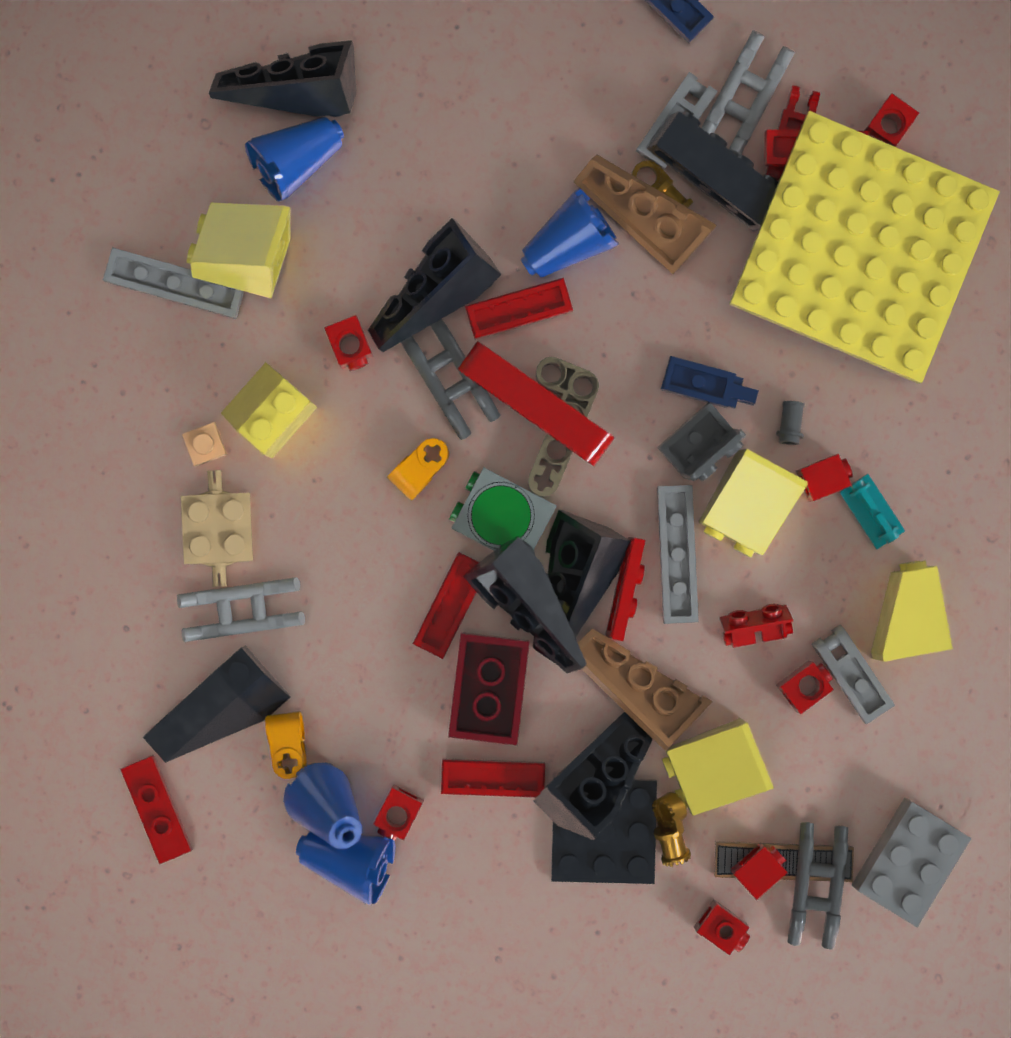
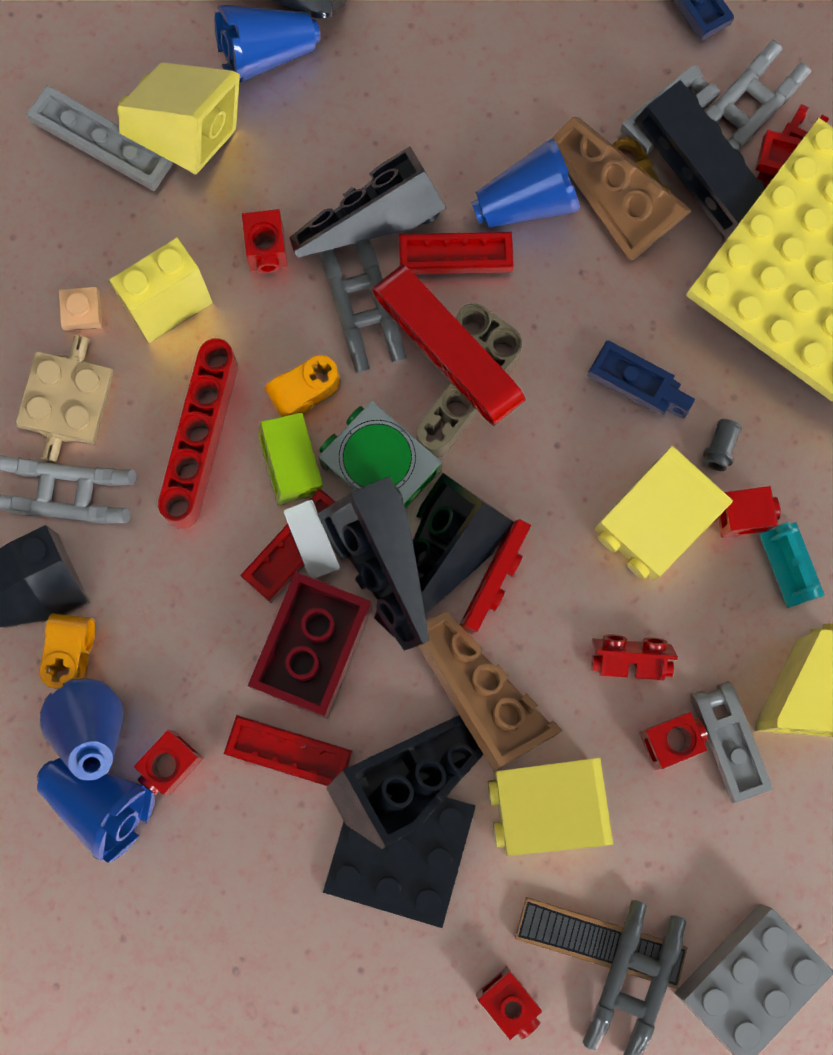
camera: 15 degrees right, 10 degrees down
(336, 514) = (196, 415): none -> red beam
(425, 532) = (289, 458): none -> lime hinge
(463, 598) = (311, 539): none -> white sticker
(671, 828) = (478, 866): pearl gold connector -> none
(677, 554) = (562, 555): light grey plate -> none
(701, 443) = (611, 439): dark grey bracket -> none
(760, 869) = (571, 943): red brick -> none

